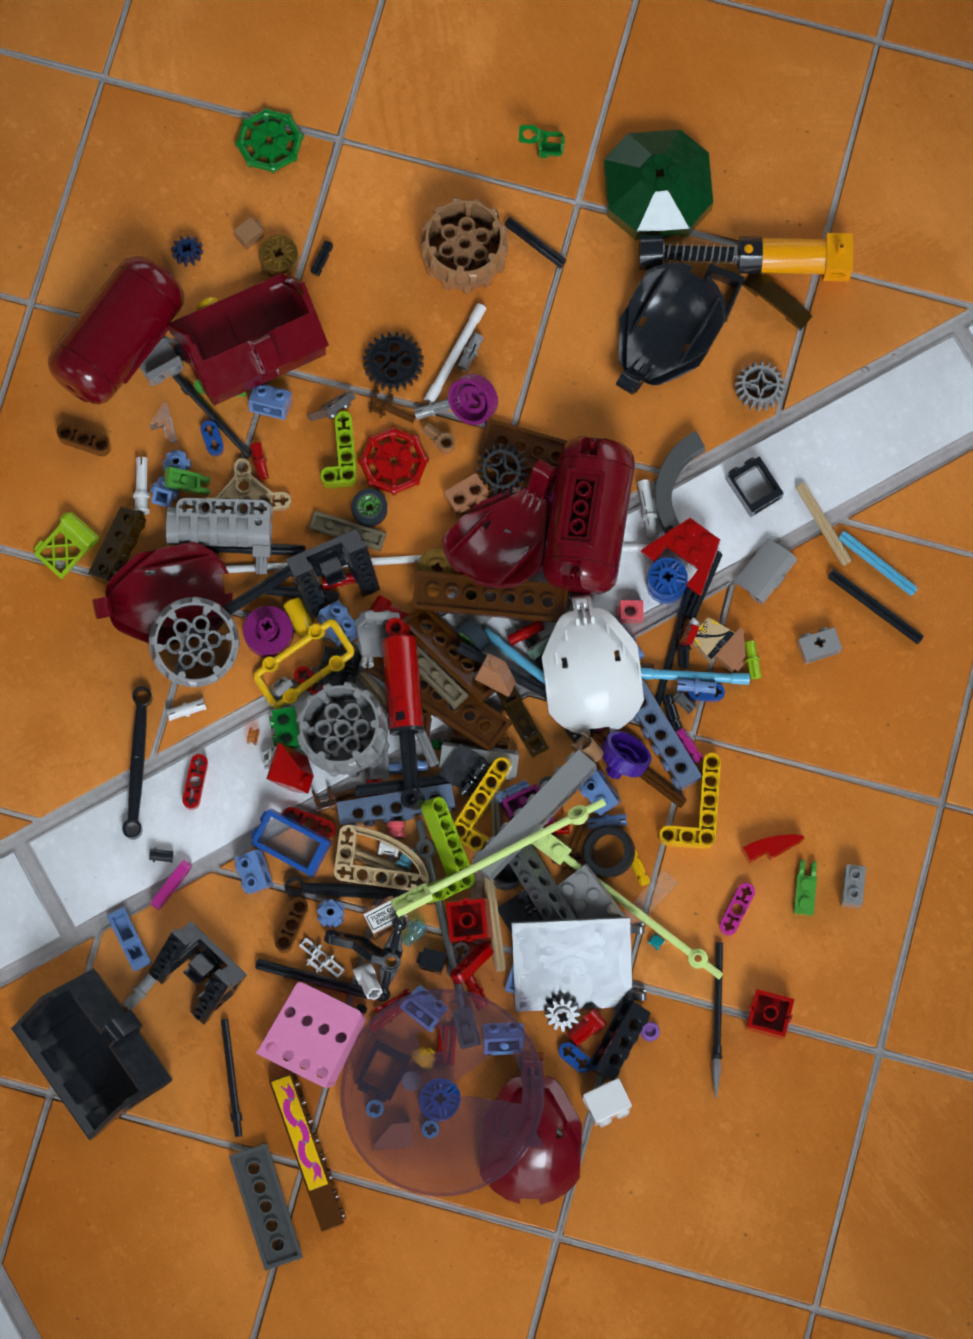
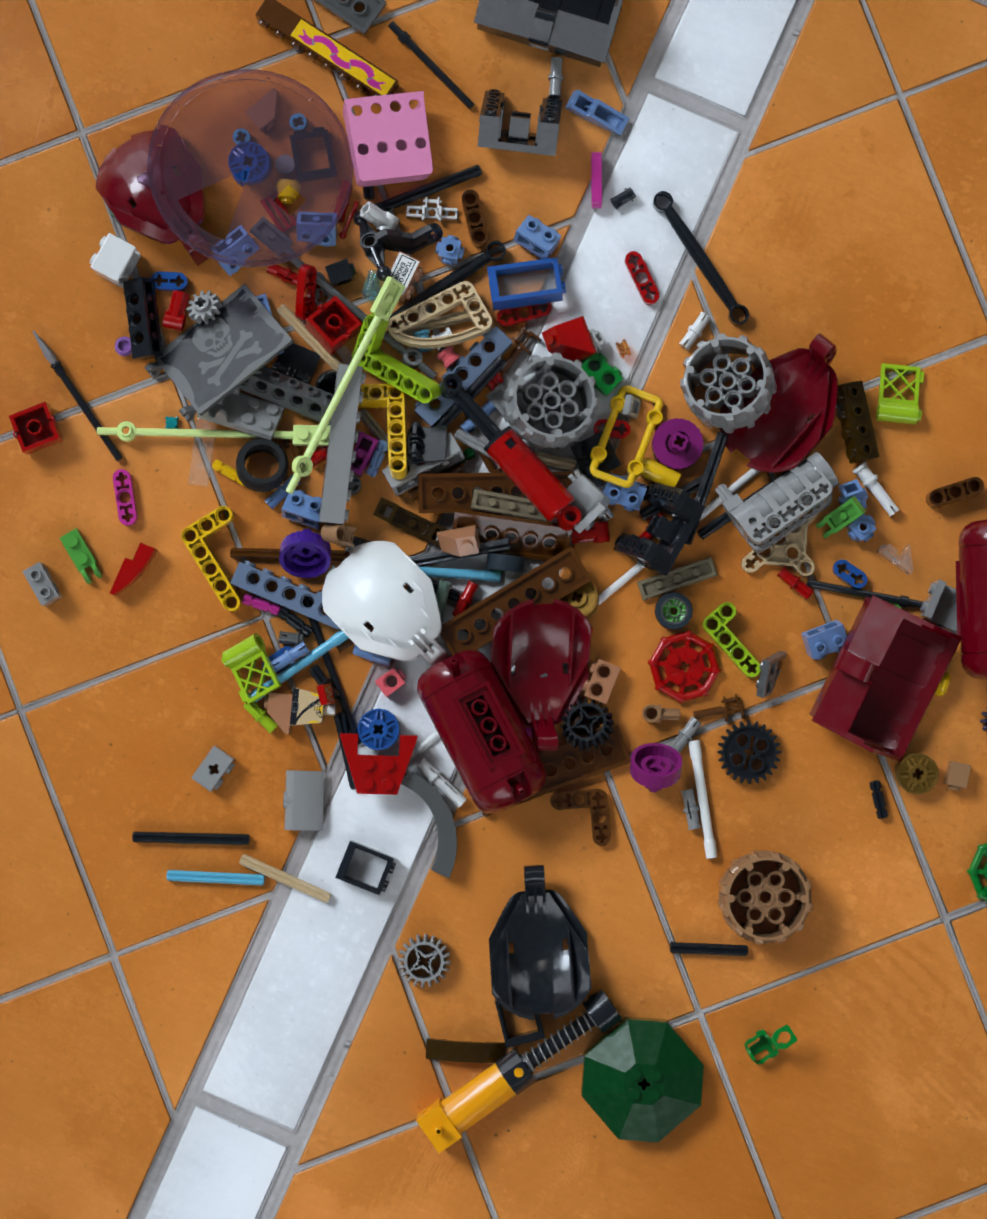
camera: 145 degrees right, 10 degrees up
(544, 412) = (588, 803): none -> reddish brown beam
(733, 714) = (248, 653): none -> lime piece

